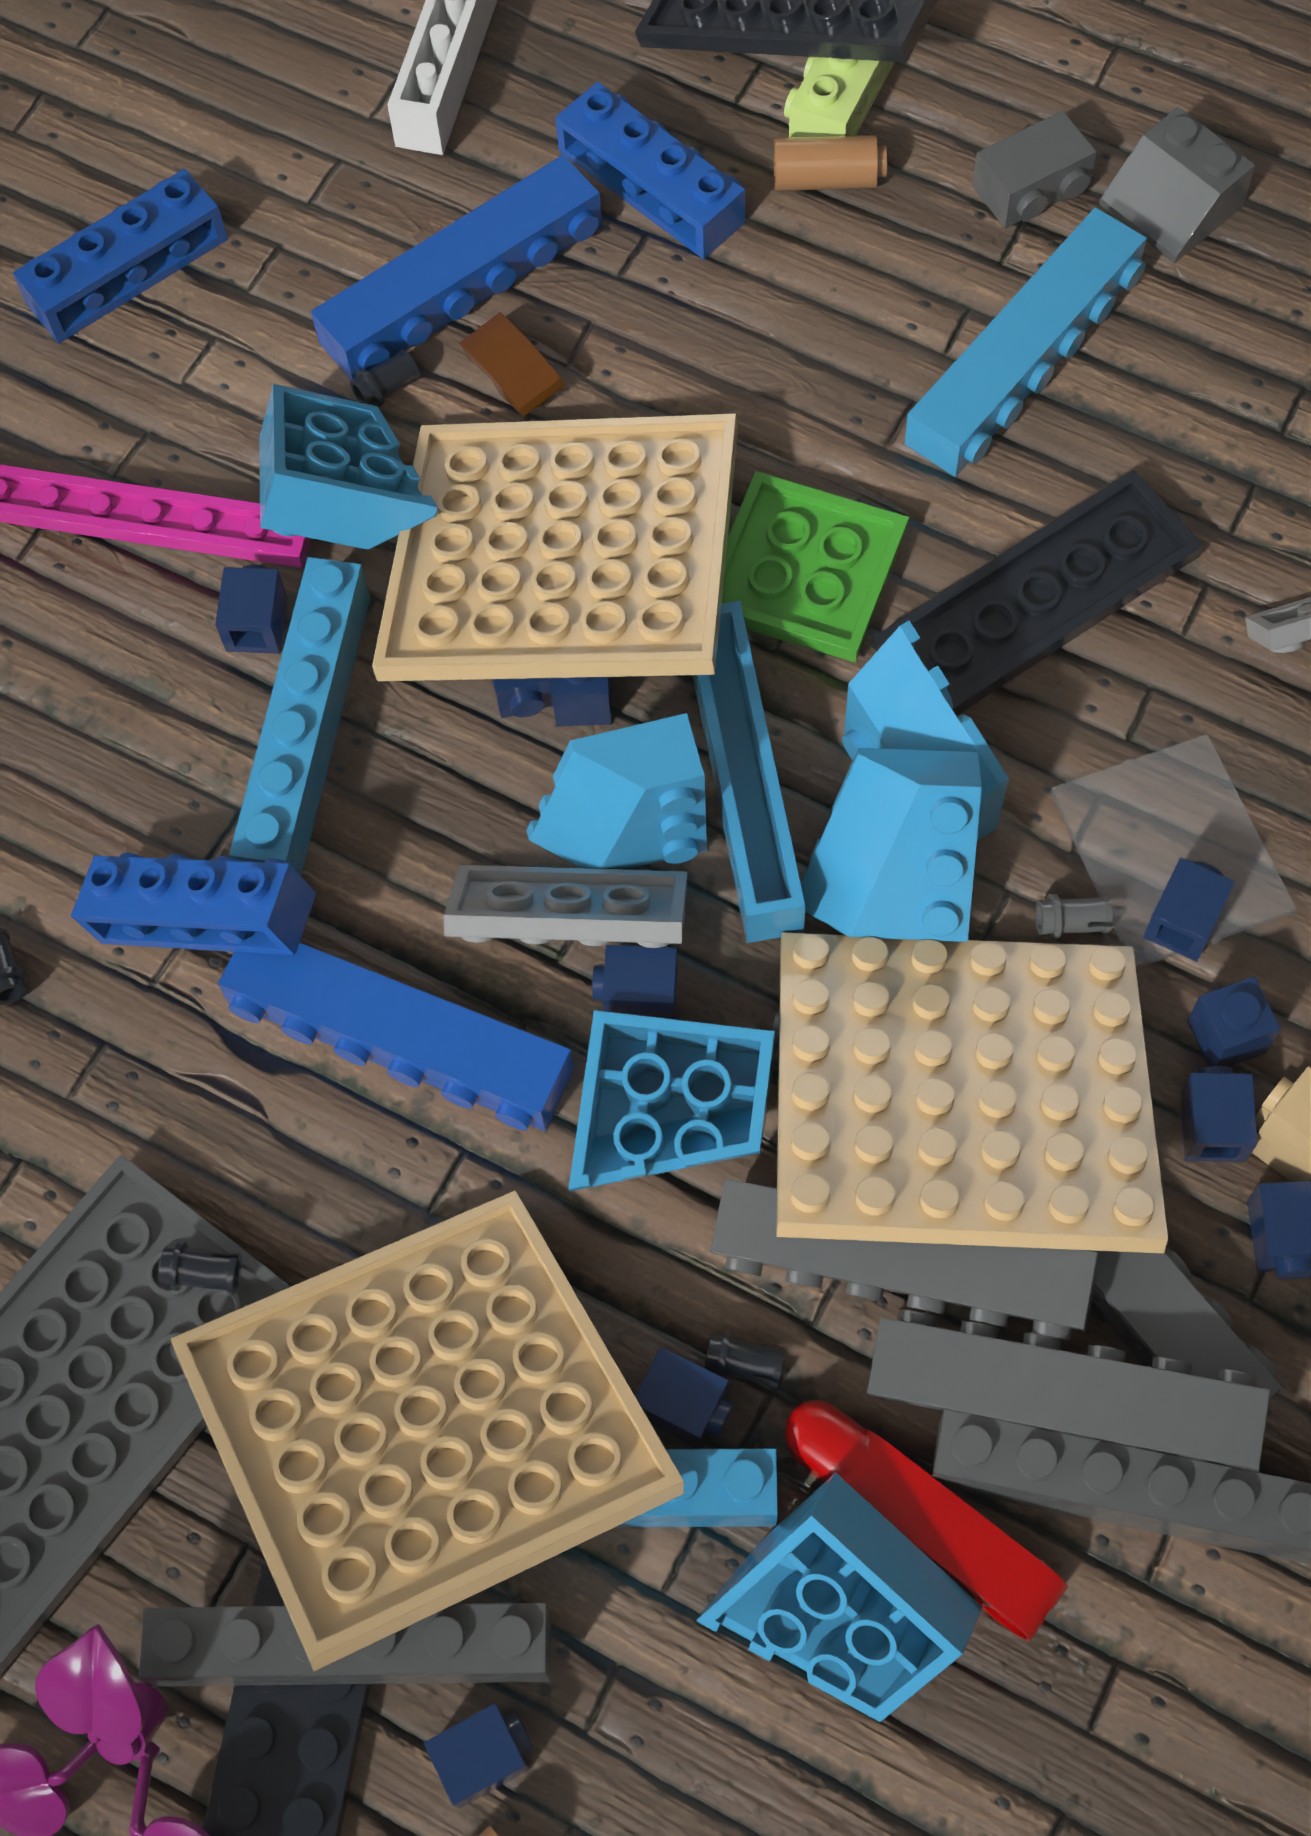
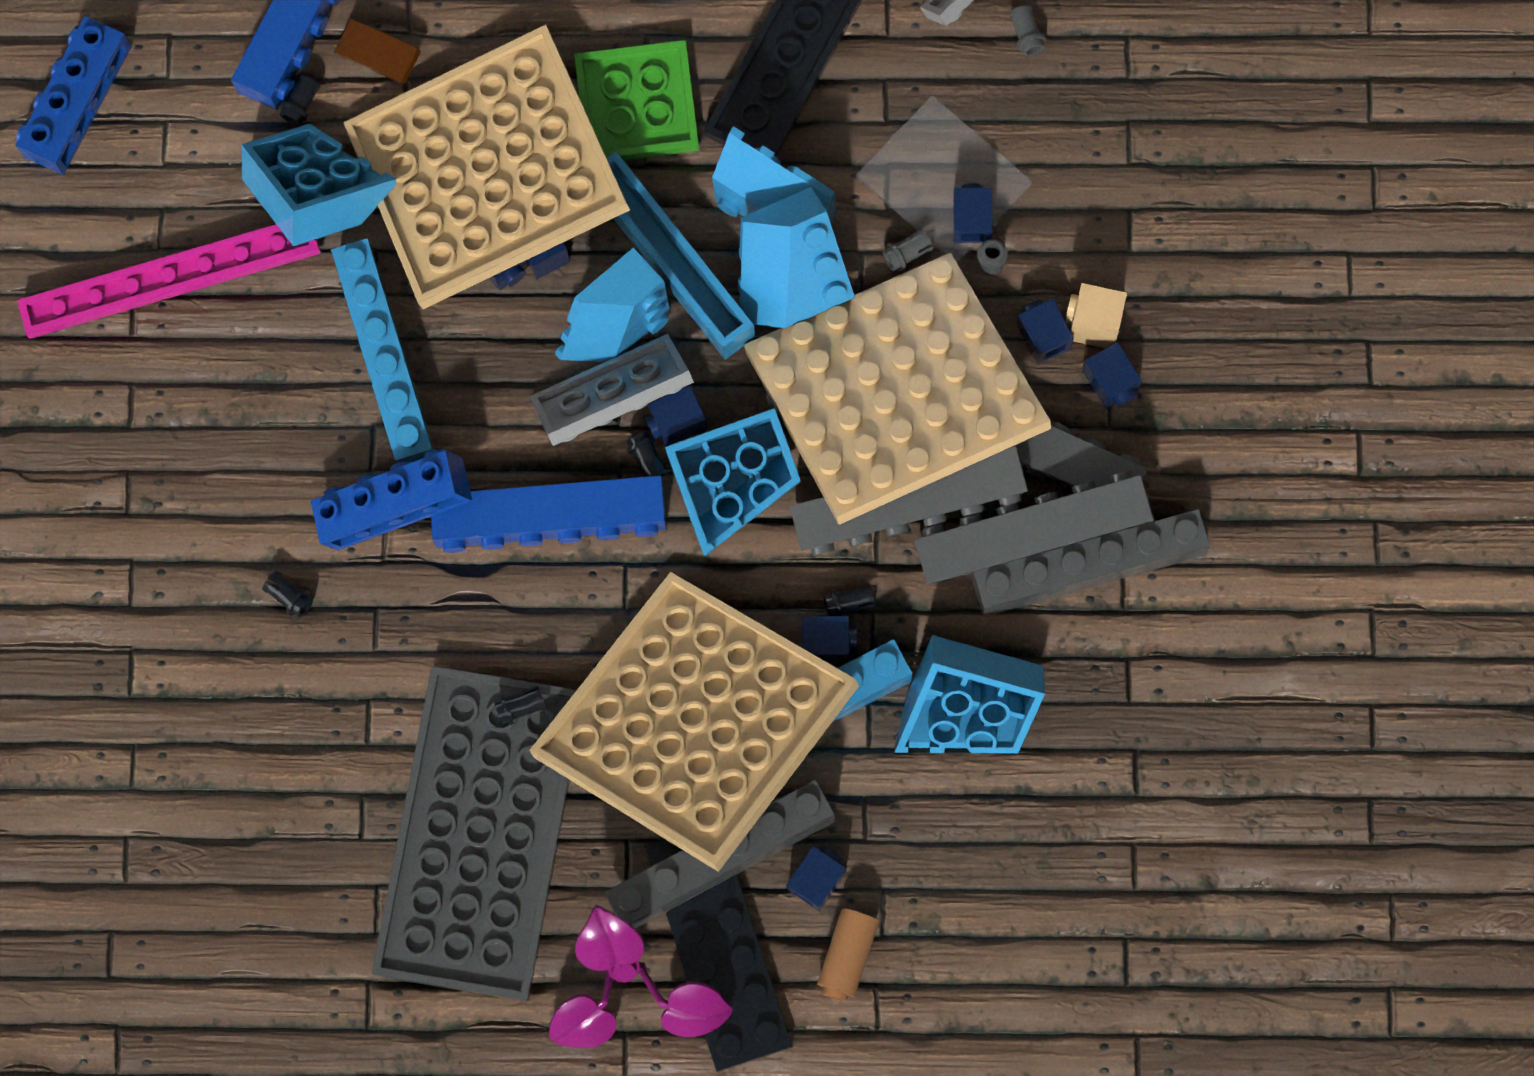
camera: 25 degrees left, 10 degrees up
(251, 609) = (308, 297): dark blue brick -> none
(570, 1015) = (646, 455): none -> black pin
(963, 1543) = (1024, 639): red piece -> none
(1189, 976) = (991, 249): none -> dark grey pin
(1233, 1024) = (1029, 272): dark blue brick -> none

